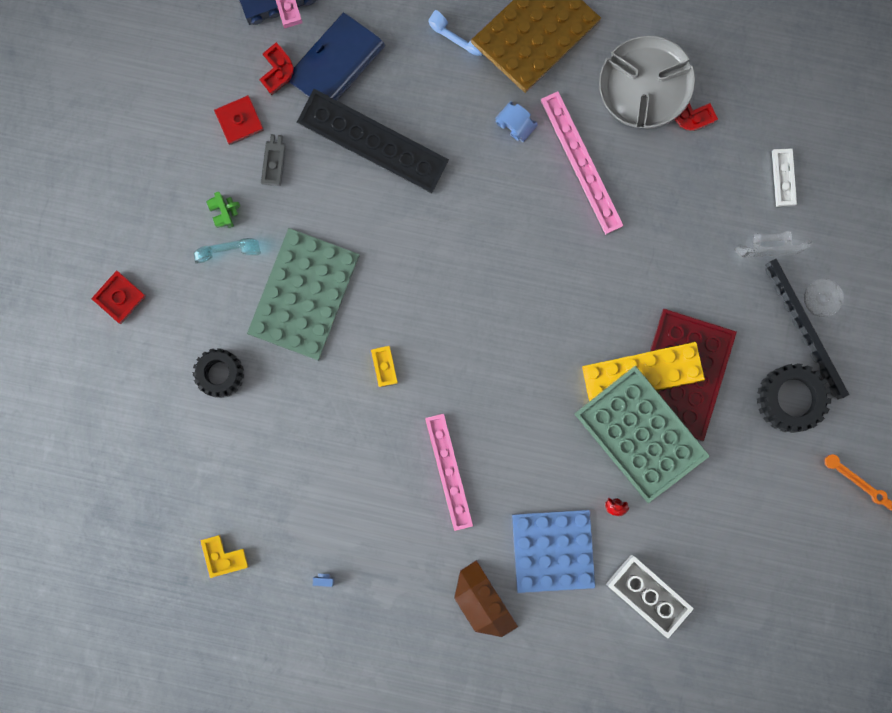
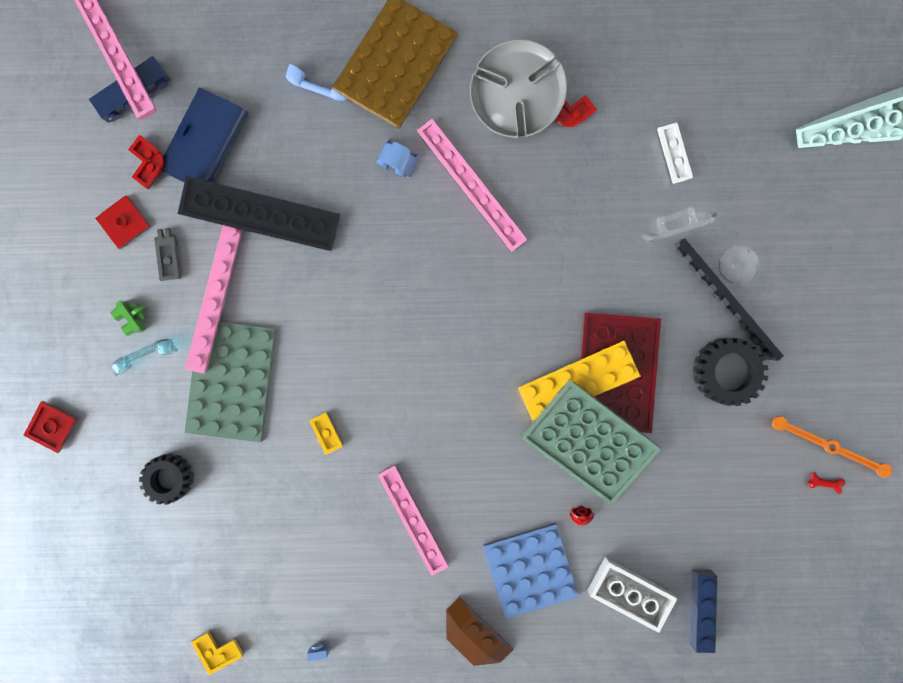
camera: 20 degrees left, 5 degrees up
(308, 212) = (214, 299): none -> bright pink plate
(717, 631) = (703, 611): none -> dark blue brick
(858, 529) = (817, 481): none -> red piece

